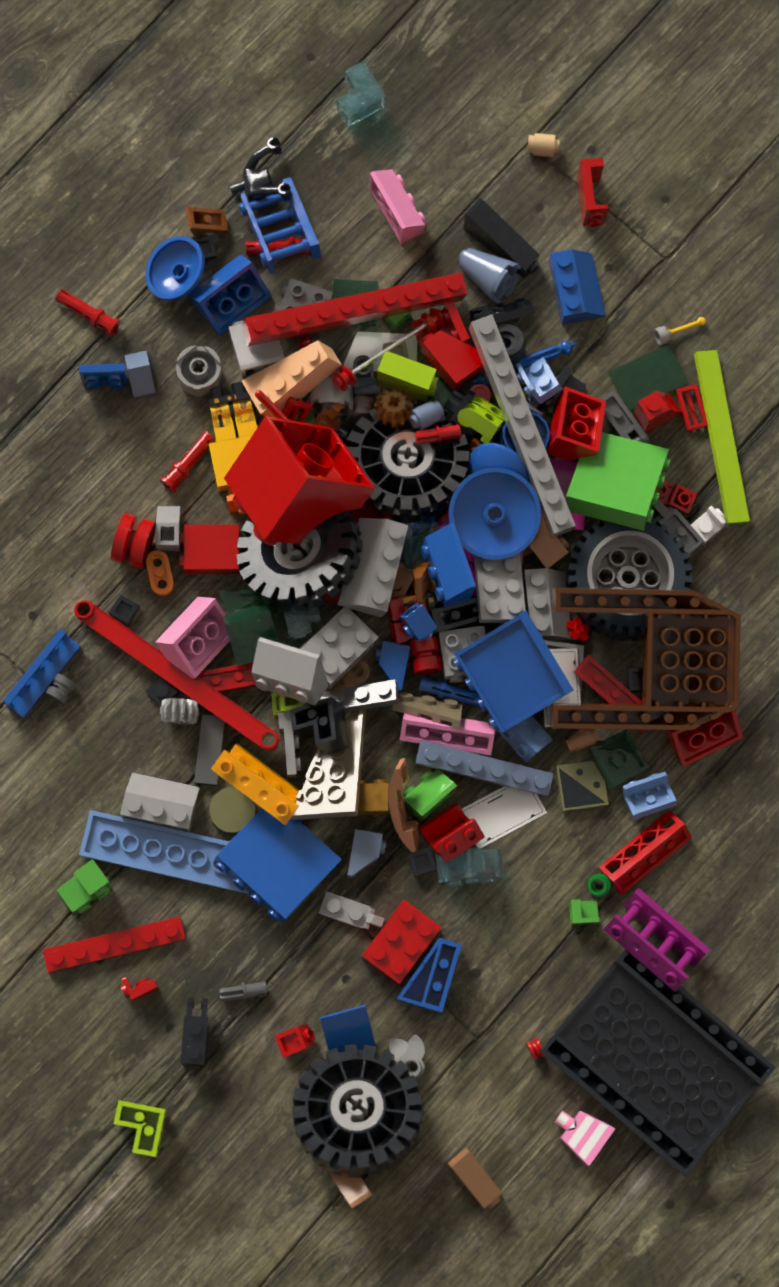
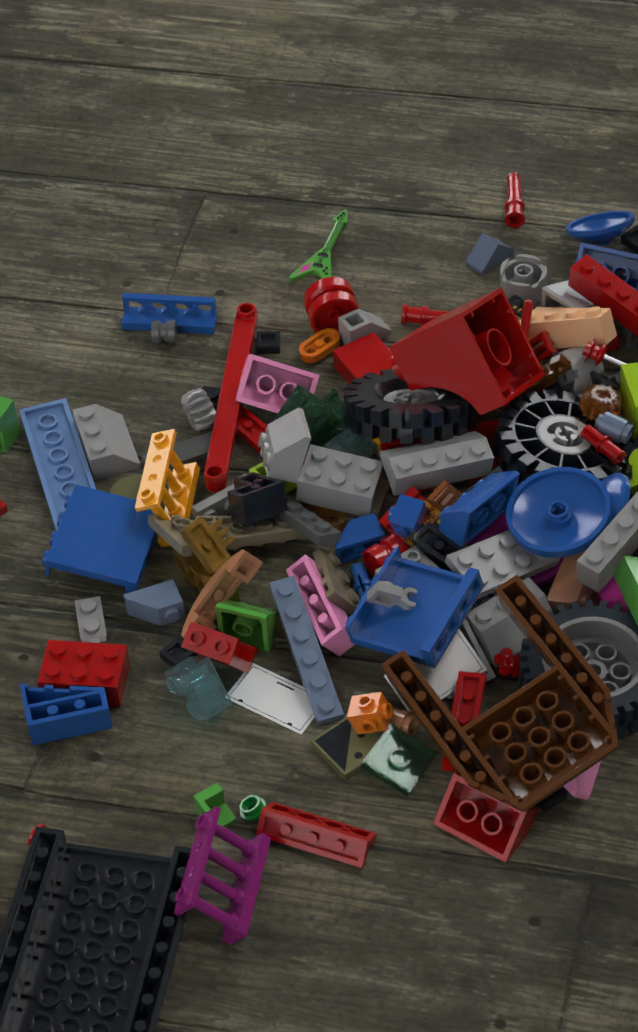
camera: 70 degrees right, 30 degrees down
(54, 513) = (320, 262): none -> bright green piece
(103, 375) = (463, 222): blue tile -> none
(363, 789) = (208, 543): none -> pearl gold hinge
(497, 685) = (388, 595): none -> light grey plate
(527, 738) = (365, 672): medium blue bracket -> none
(570, 761) = (369, 713): none -> orange brick
(649, 795) = (379, 802): medium blue bracket -> none

